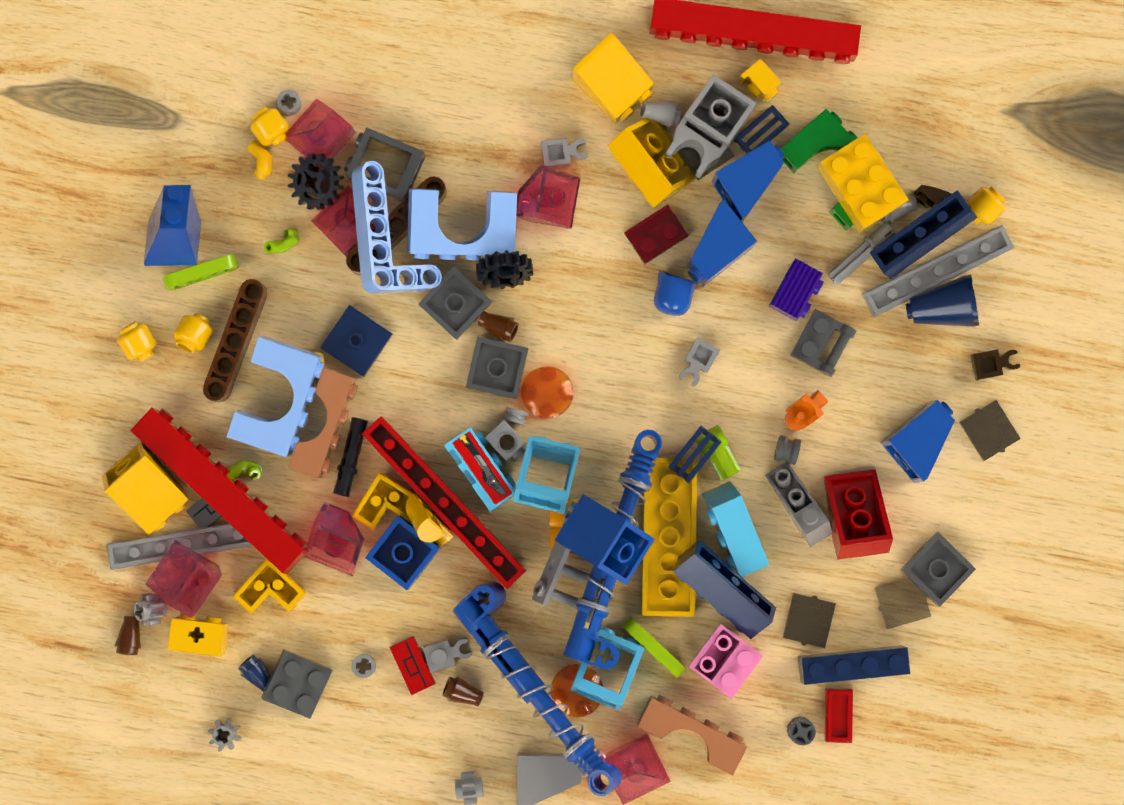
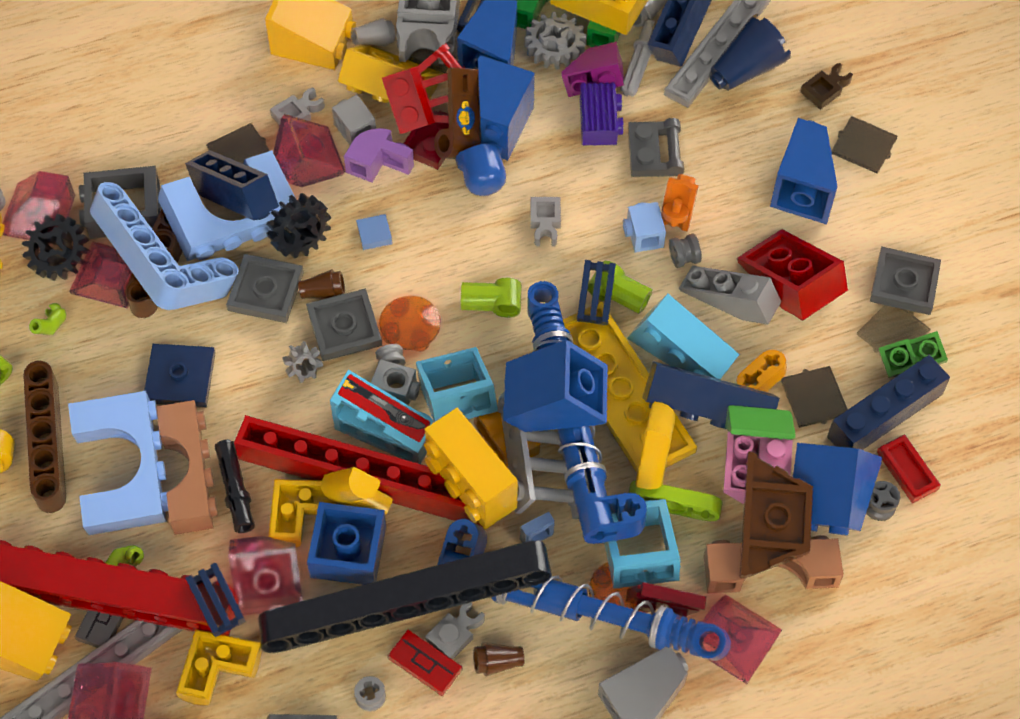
camera: 30 degrees left, 25 degrees down
(286, 552) = (204, 577): none -> dark blue tile
(419, 621) = (404, 596): none -> black beam
(449, 385) = (308, 366): none -> light grey gear
(469, 211) = (232, 185): none -> dark blue brick
(500, 163) = (240, 144): none -> clear smoke piece
(509, 563) = (470, 469): none -> yellow brick
(543, 614) = (538, 528): none -> medium blue tile
(563, 297) = (374, 232): none -> medium blue tile
(598, 722) = (681, 602): none -> dark red plate
(599, 224) = (375, 149): none -> medium lavender brick
(601, 187) = (352, 118): none -> light grey brick
(624, 410) = (500, 297): none -> lime piece
(651, 201) = (409, 95): none -> red plate
(660, 608) = (655, 446): none -> yellow brick
(683, 242) = (463, 114): none -> reddish brown door
(708, 711) = (774, 517): none -> reddish brown wing
(745, 633) = (760, 422): none -> bright green slope
(769, 410) = (645, 227): none -> light blue brick
(769, 706) = (840, 483): none -> blue slope
(779, 577) = (758, 371): none -> light orange beam
(802, 211) = (555, 40): none -> light grey gear
(817, 248) = (594, 65): none -> magenta slope
(902, 631) = (905, 353): none -> bright green slope

